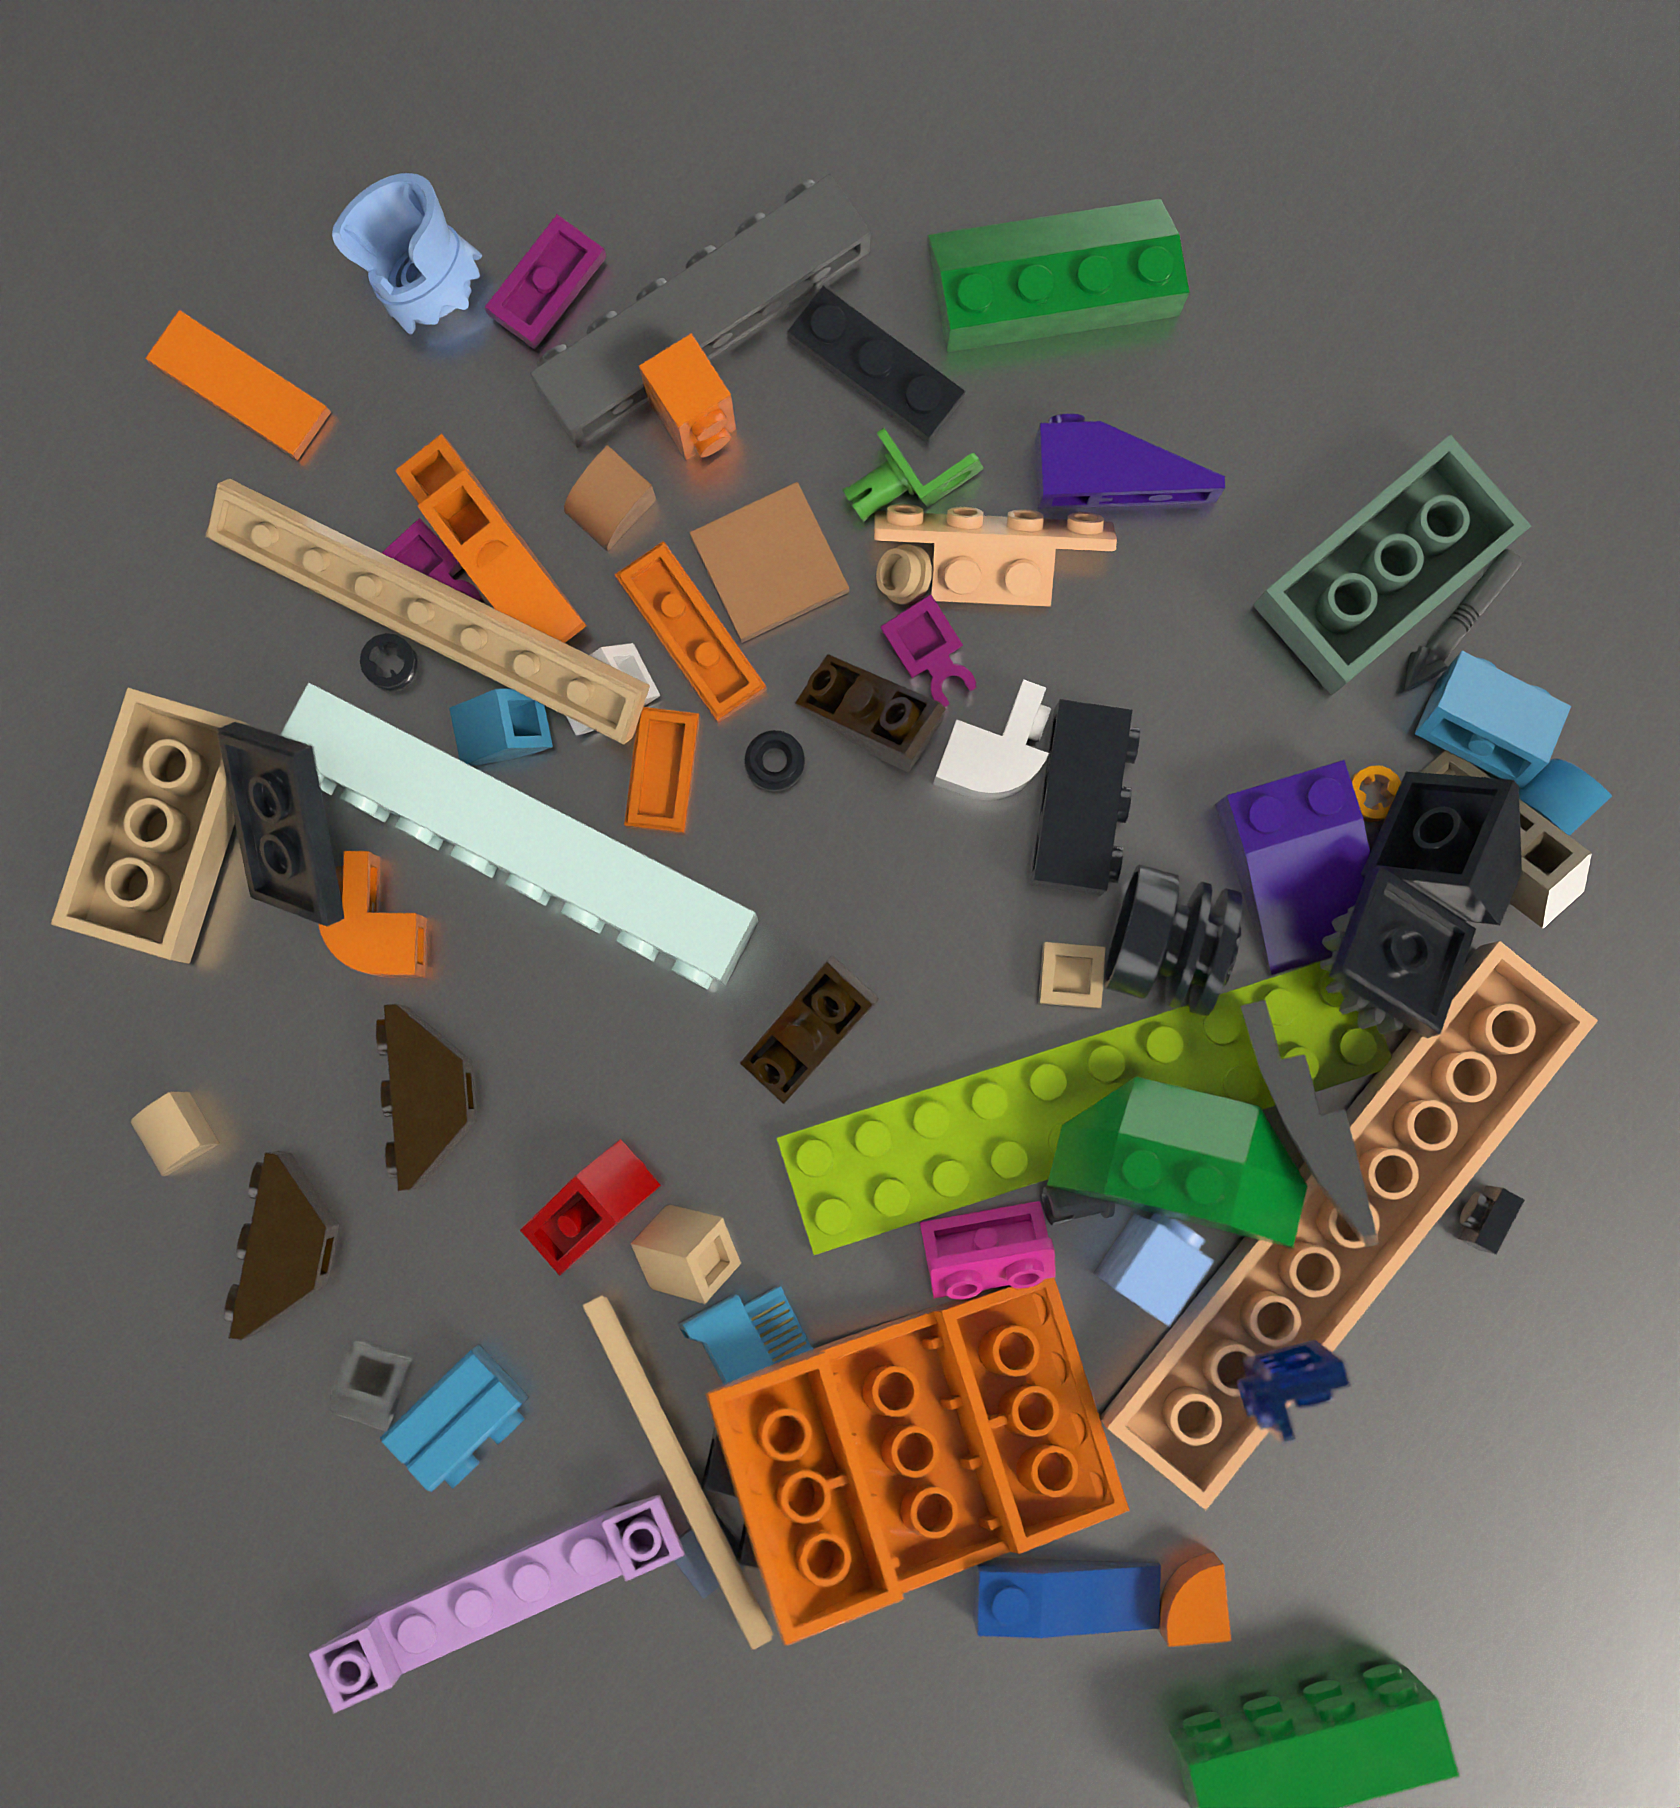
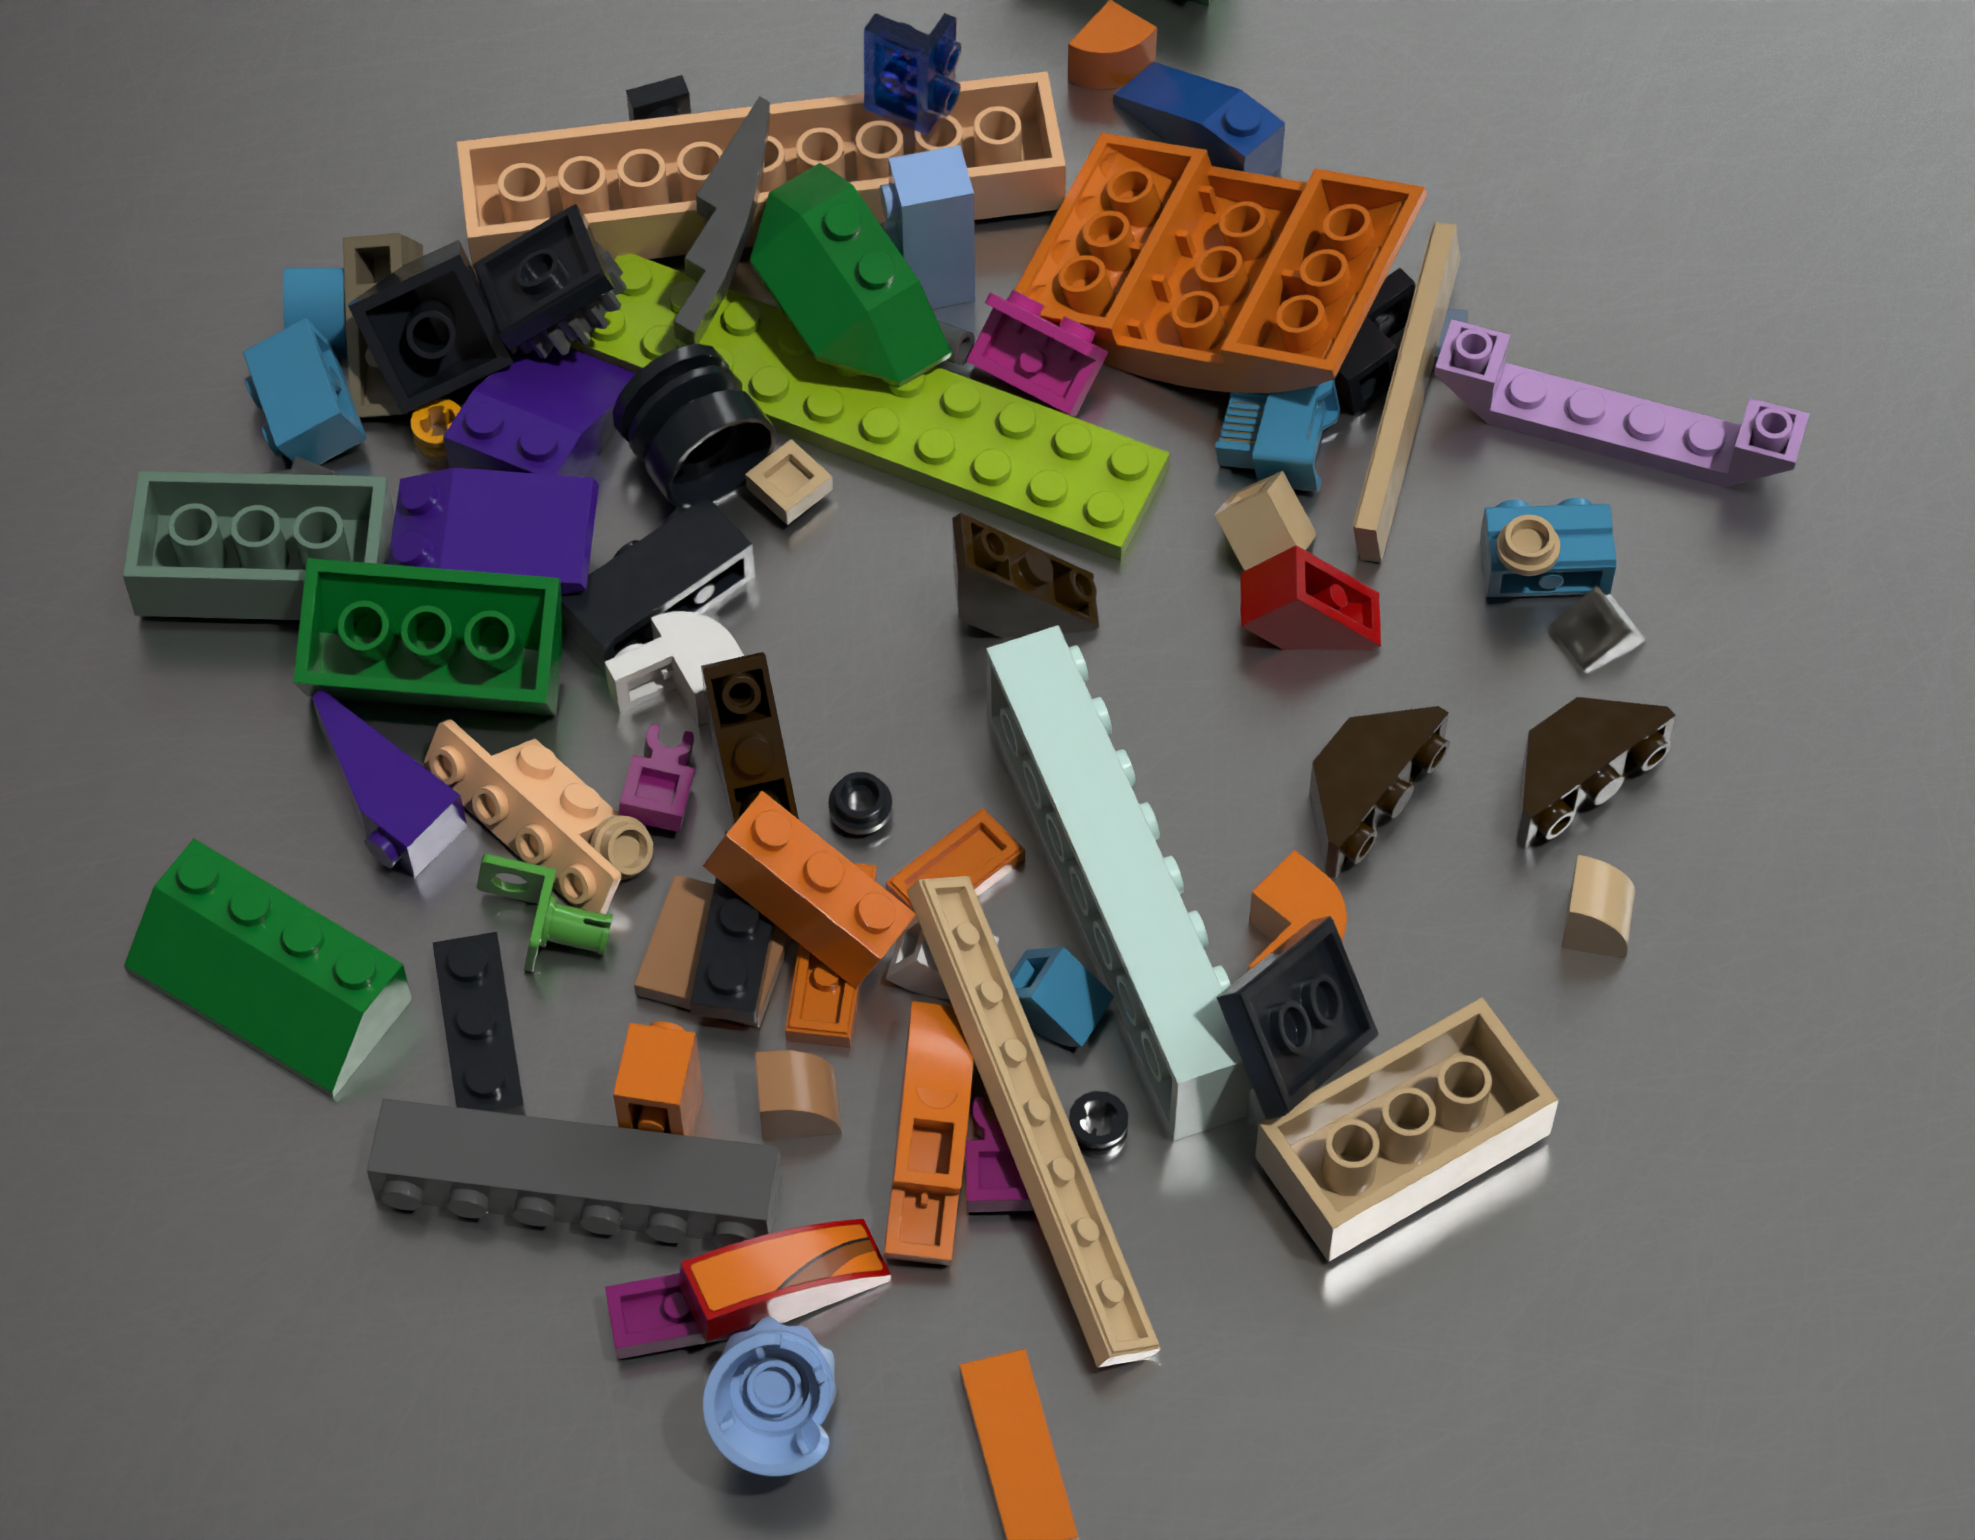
camera: 135 degrees left, 25 degrees down
(449, 1386) = (1528, 545): none -> tan plate
(492, 355) = (780, 1275): none -> slope
(719, 625) = (809, 889): none -> orange brick
(760, 581) = (732, 958): none -> black plate
(1182, 585) = (430, 637): none -> green slope
(1226, 713) = (497, 523): none -> dark purple slope

